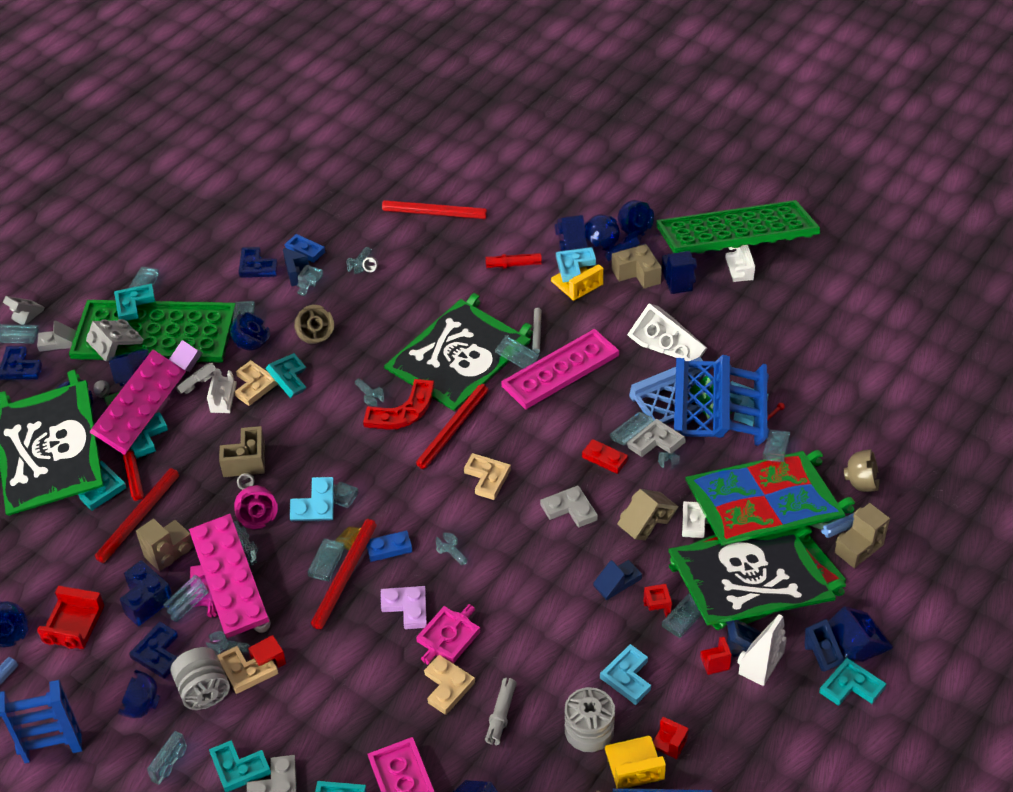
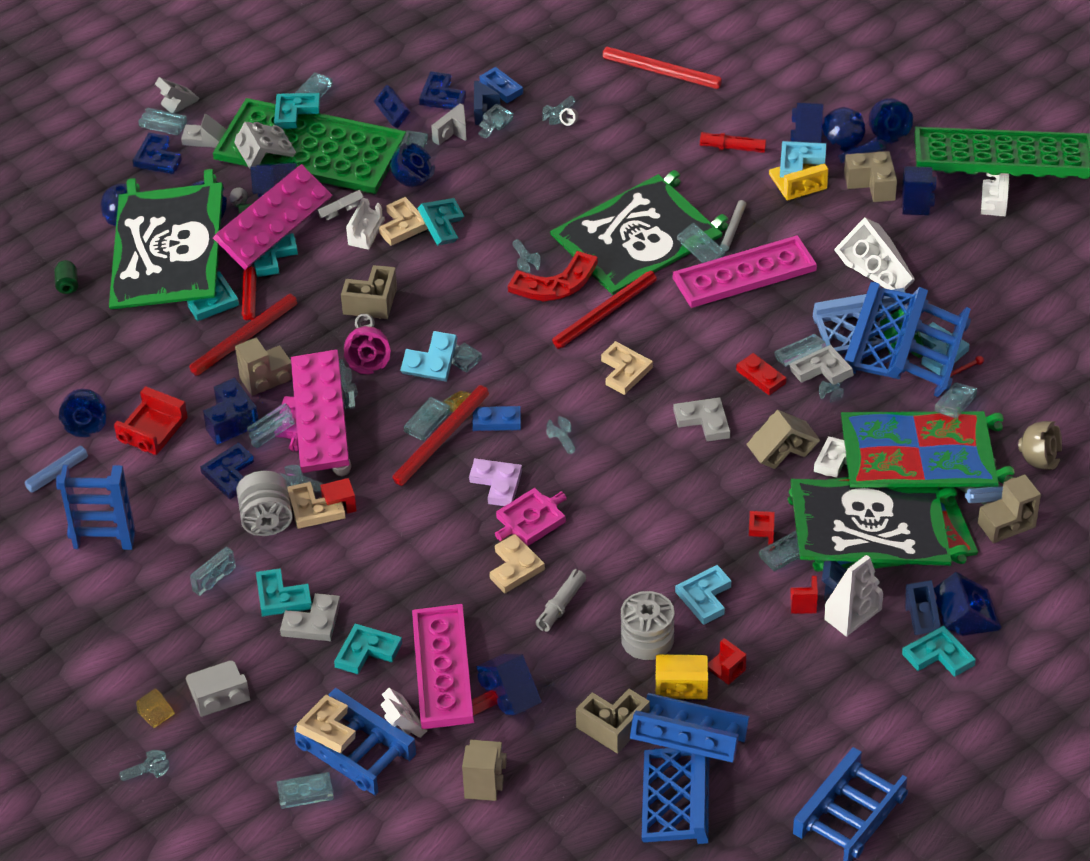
camera: 15 degrees right, 0 degrees up
(140, 696) = (200, 508): clear blue cylinder -> none
(185, 356) = (335, 178): lavender panel -> none
(217, 283) = (392, 106): none -> clear blue plate
(272, 288) = (450, 124): none -> light grey slope
(314, 324) = (484, 170): dark tan cylinder -> none
(616, 578) = (727, 500): dark blue slope -> none

